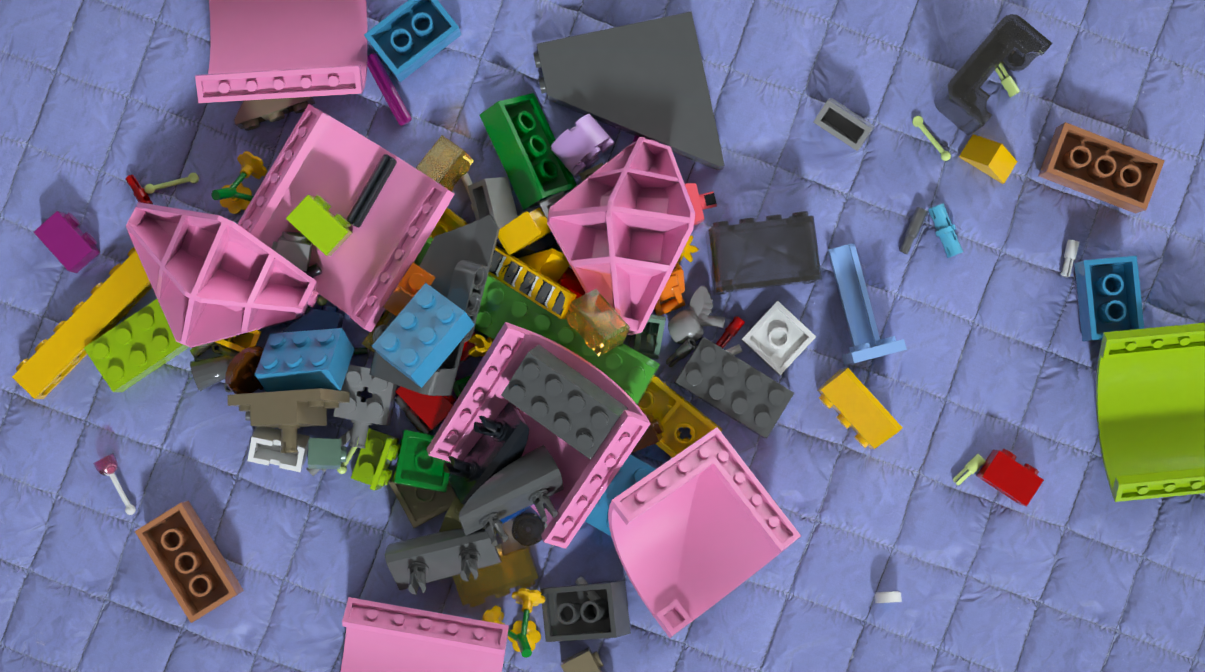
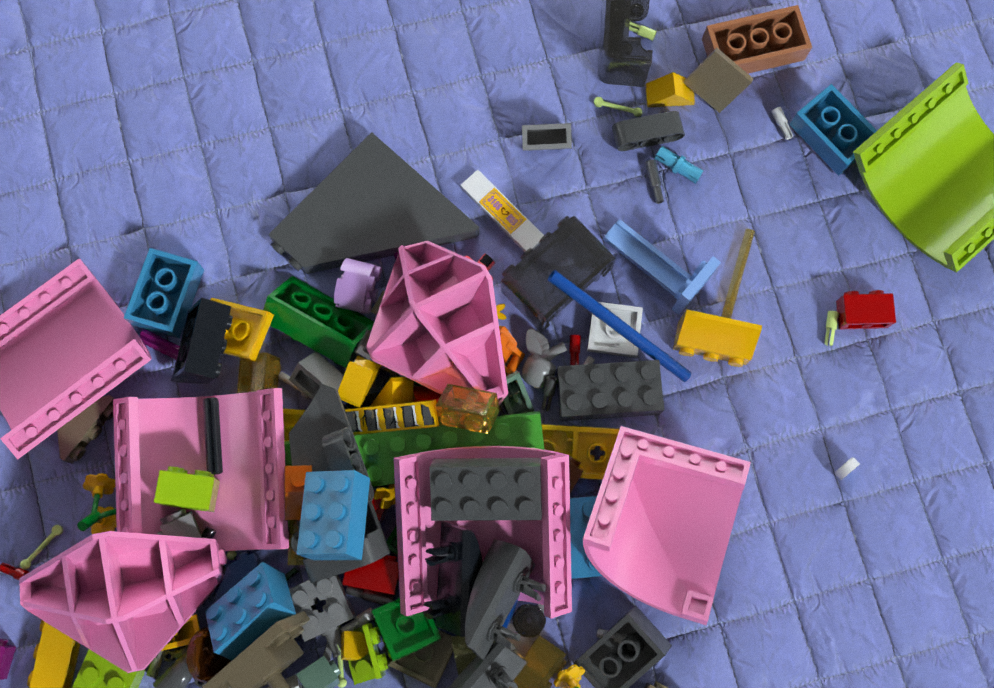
camera: 35 degrees left, 10 degrees down
(370, 447) = (353, 645): none -> yellow tile
(390, 430) = (359, 620): none -> white pin
(415, 103) = (202, 342): none -> black slope
(450, 107) = (246, 330): none -> yellow tile
(757, 163) = (501, 211): none -> tile
(781, 340) = (619, 325): none -> blue piece
(922, 366) = (738, 273): none -> clear yellow bar
(940, 180) = (648, 131): none -> dark grey beam
(1037, 180) = (718, 80): none -> dark tan tile

